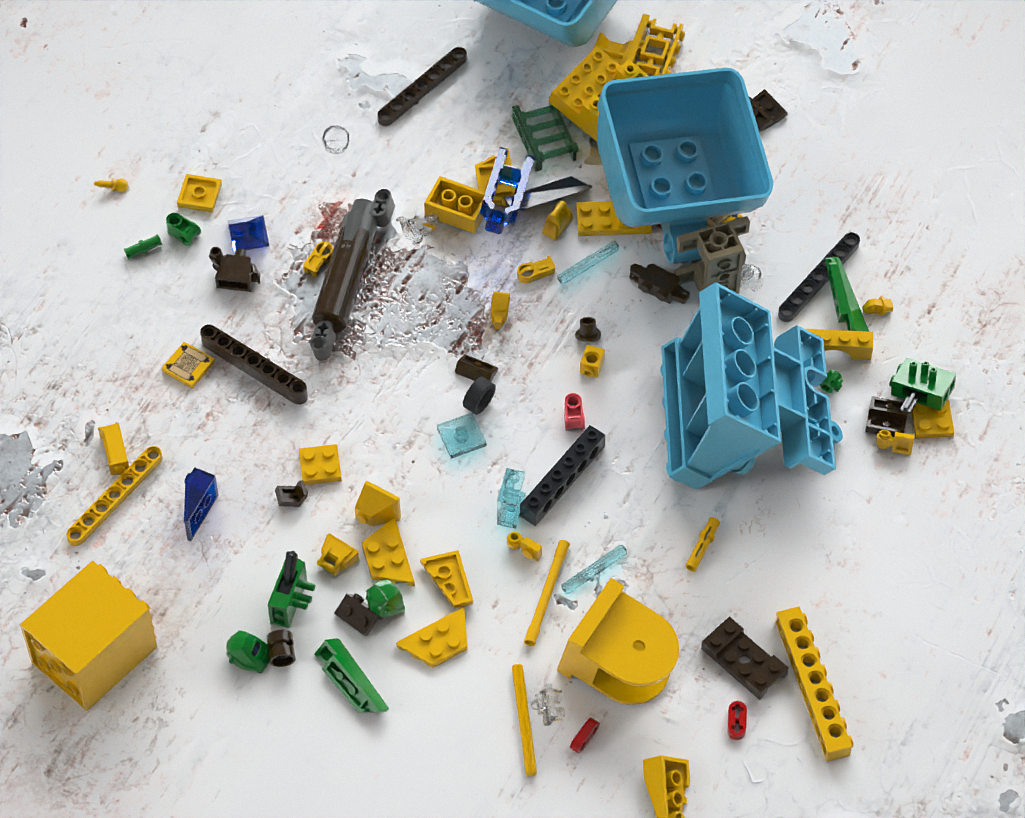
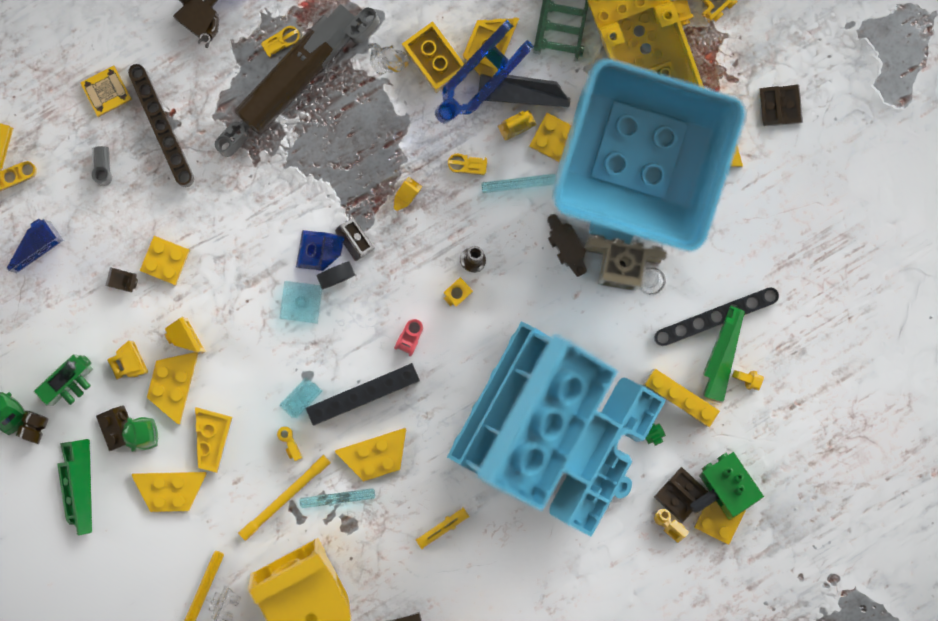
camera: 30 degrees right, 30 degrees up
(218, 419) = (101, 163): none -> dark grey piece
(449, 386) = (318, 250): none -> clear blue slope
(605, 520) = (376, 455): none -> yellow wing

